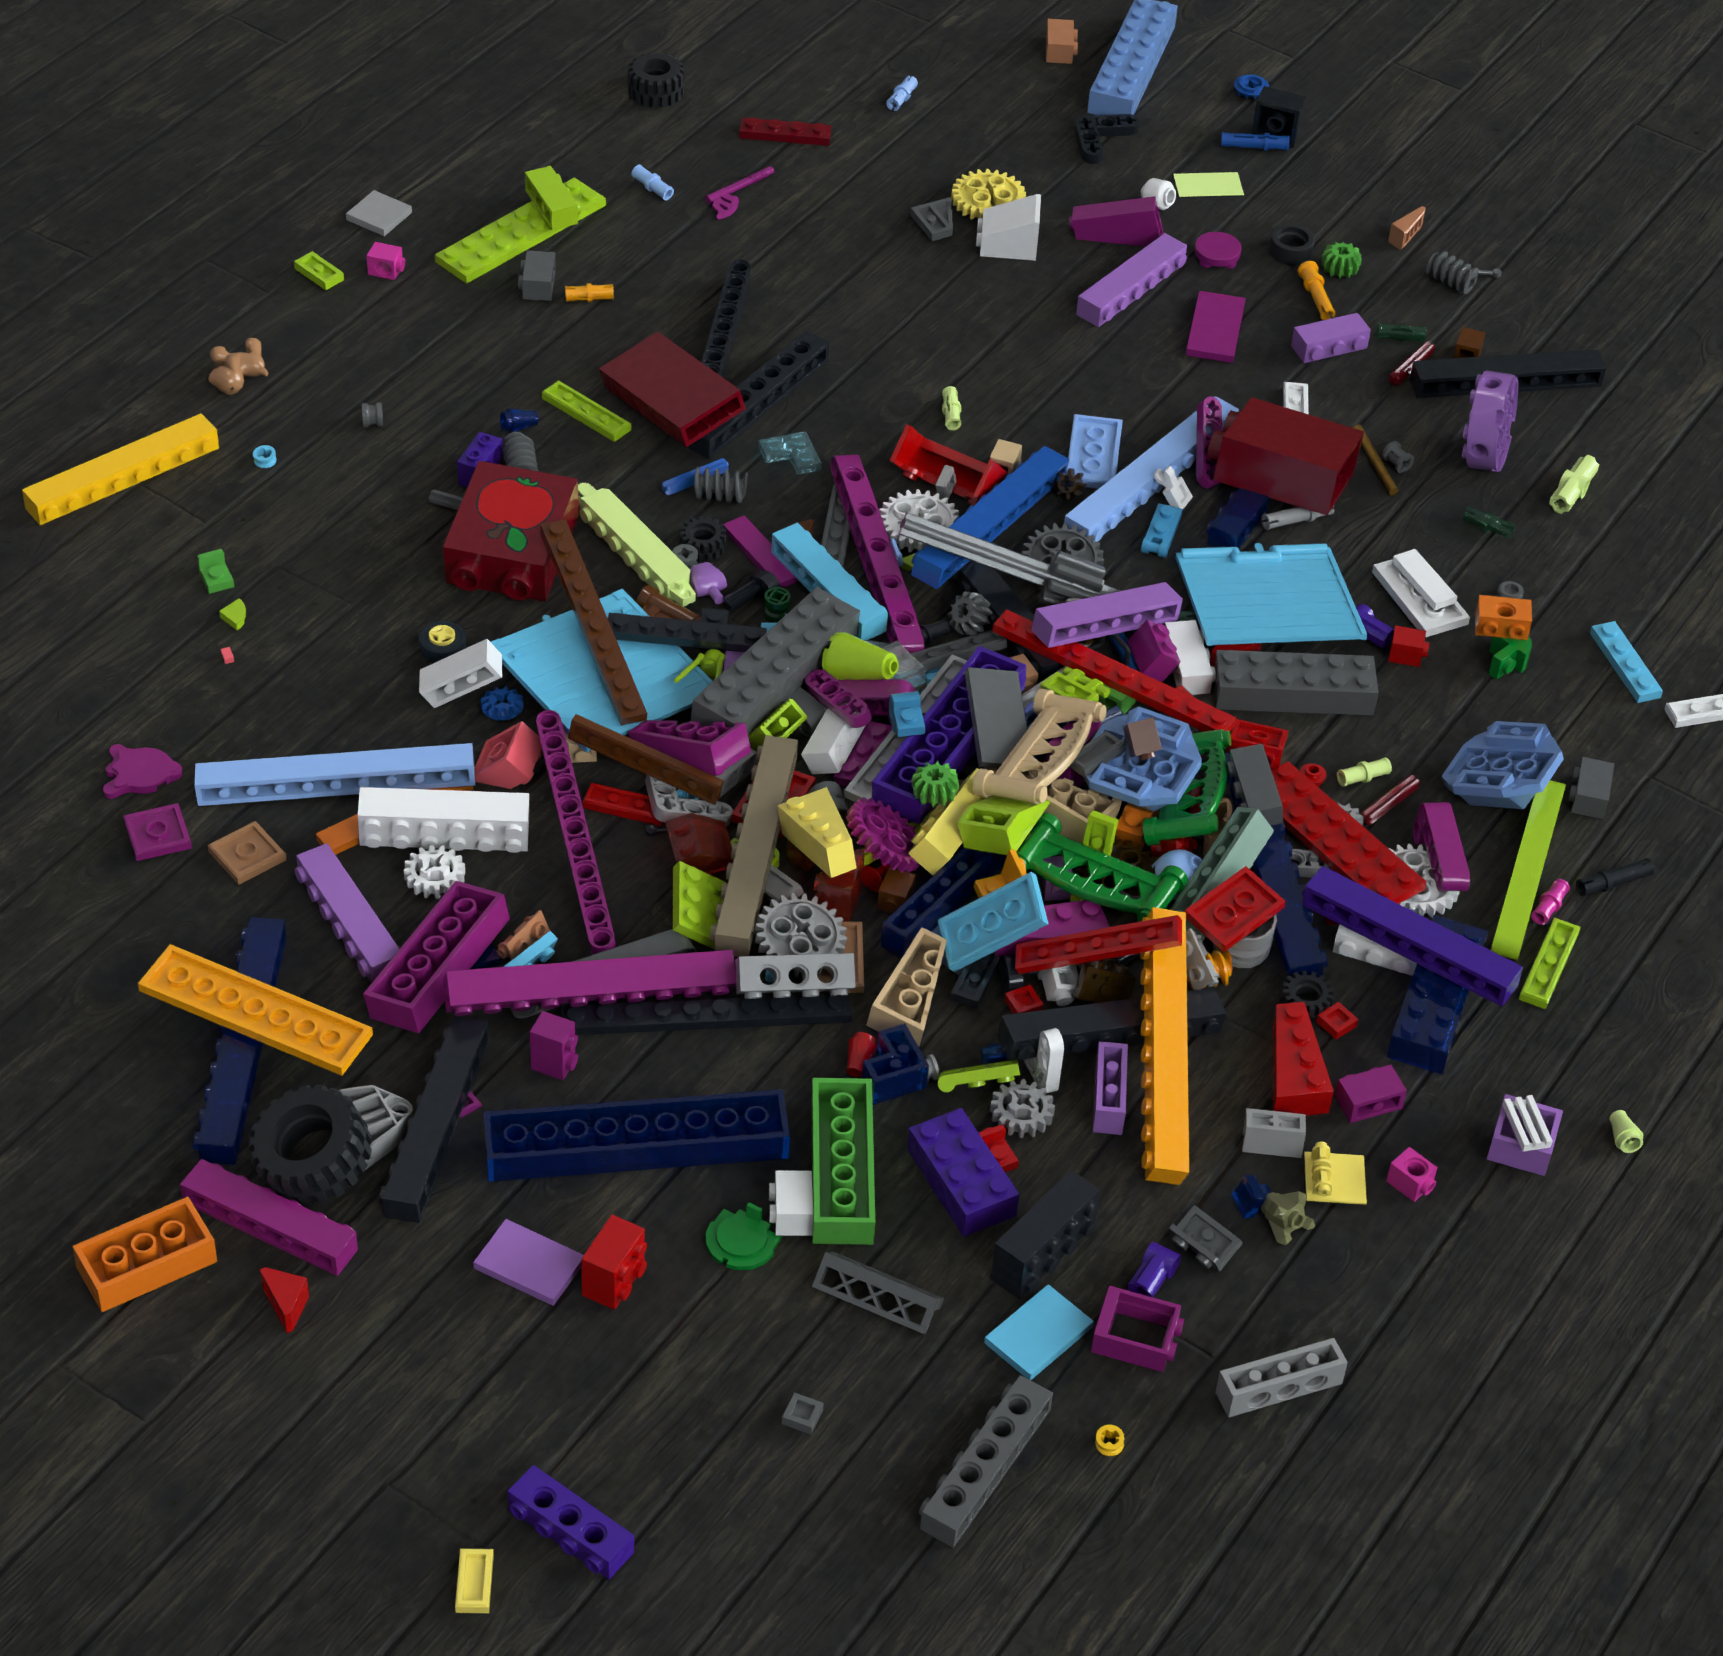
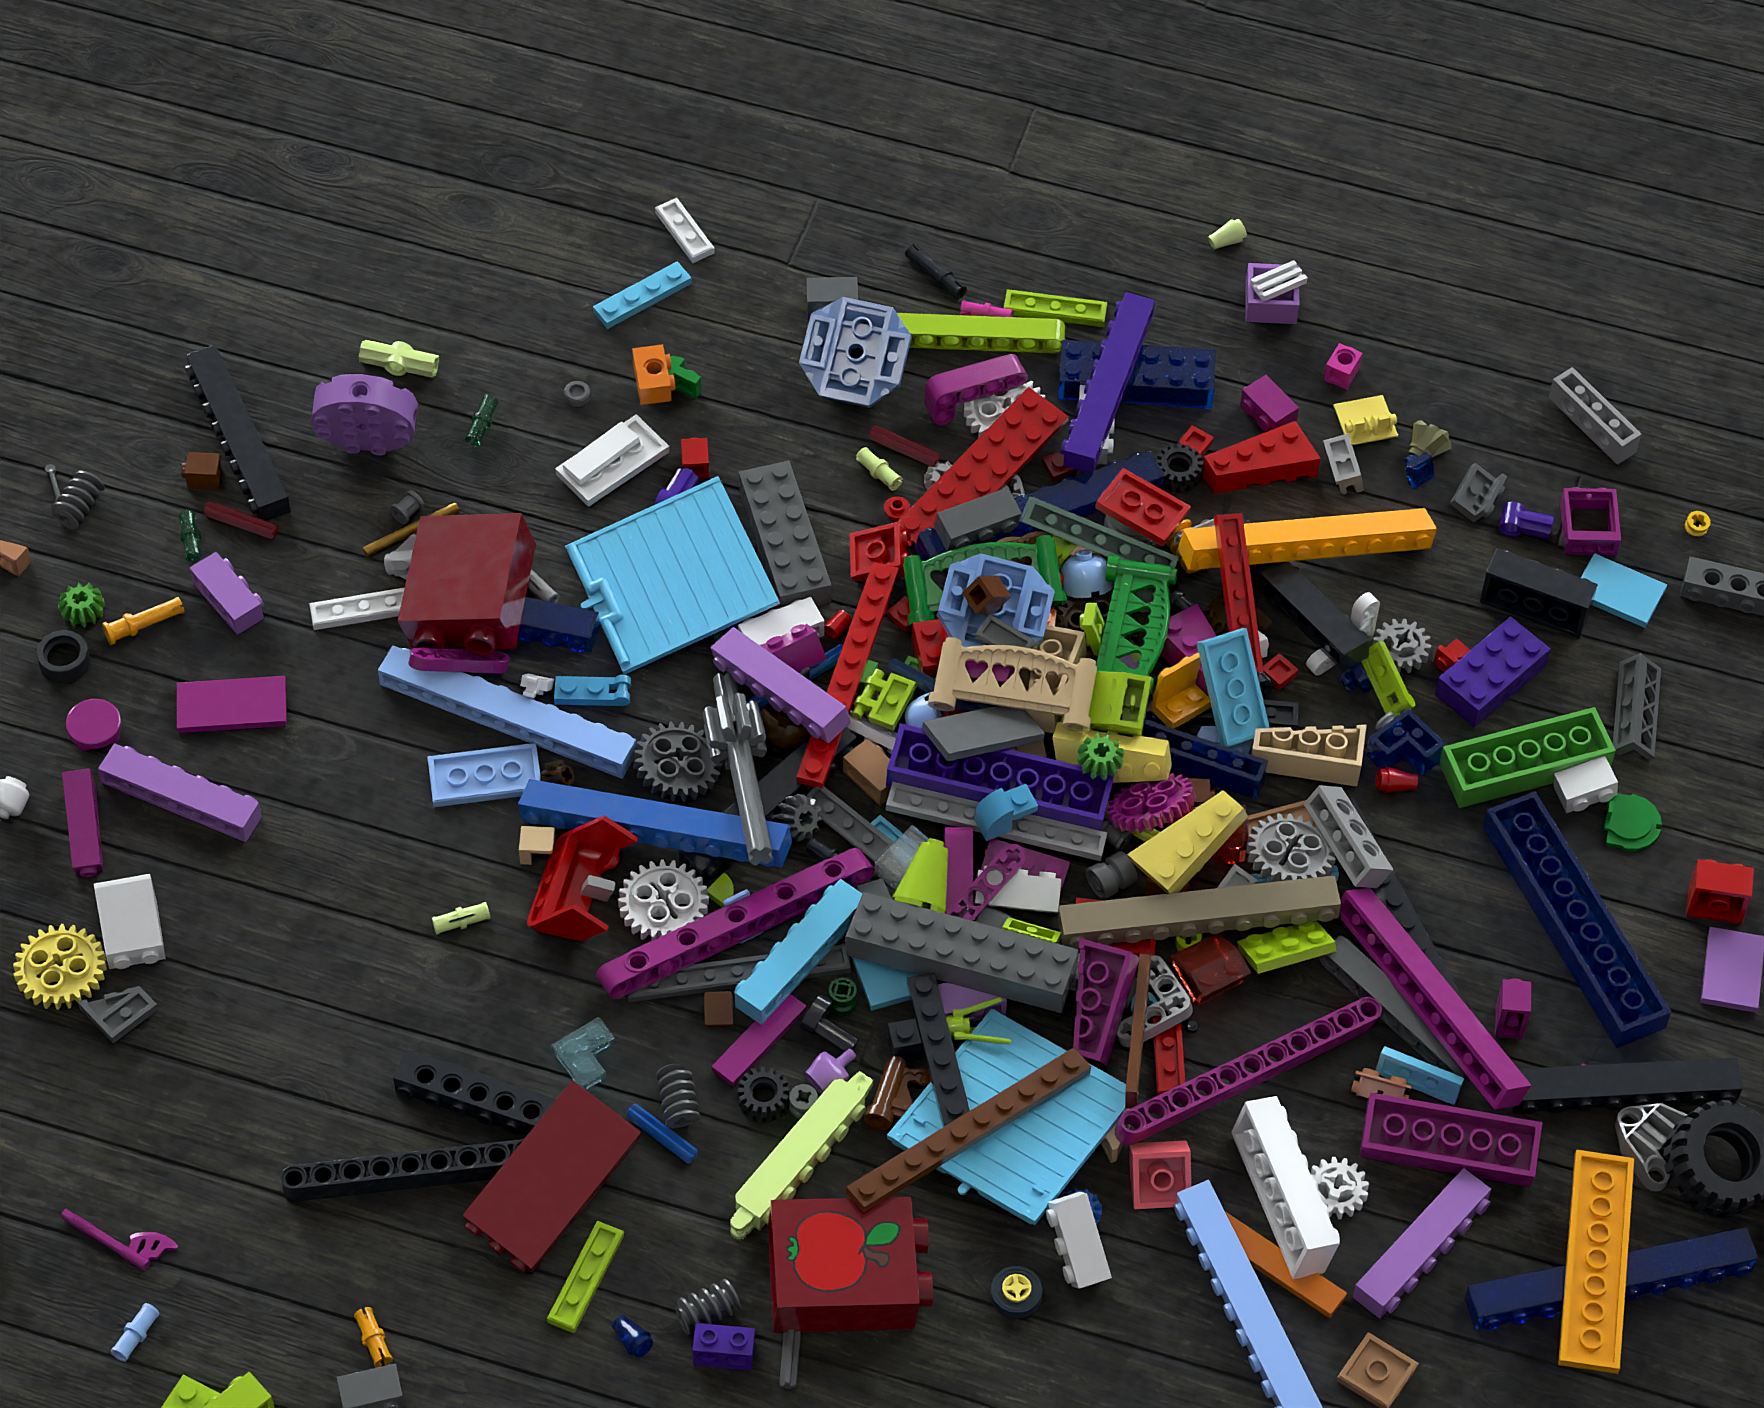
camera: 105 degrees left, 10 degrees up
(1110, 1088) = (1350, 581): medium lavender brick -> none

